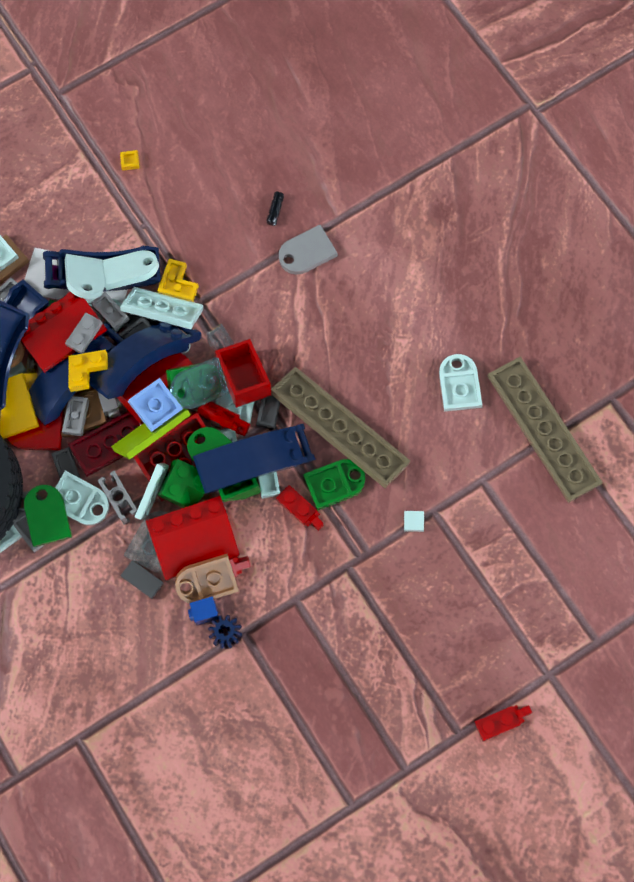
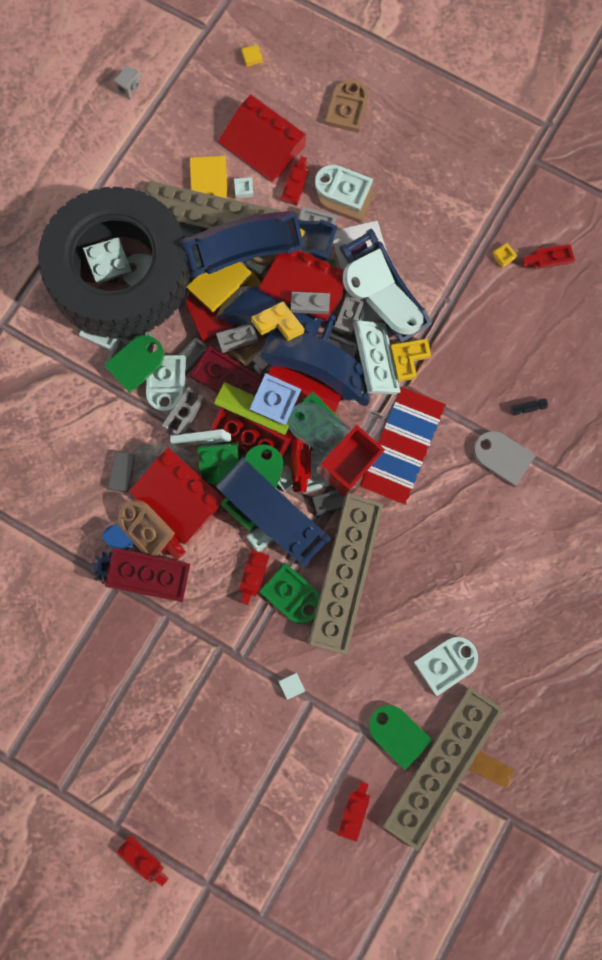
camera: 55 degrees right, 5 degrees up
(153, 125) = (549, 257): none -> red hinge
(248, 319) = (406, 444): none -> sticker
(251, 598) = (147, 575): none -> dark red tile
(500, 453) = (399, 735): none -> green tile
(546, 520) = (354, 813): none -> red hinge
(564, 391) = (492, 769): none -> clear yellow tile

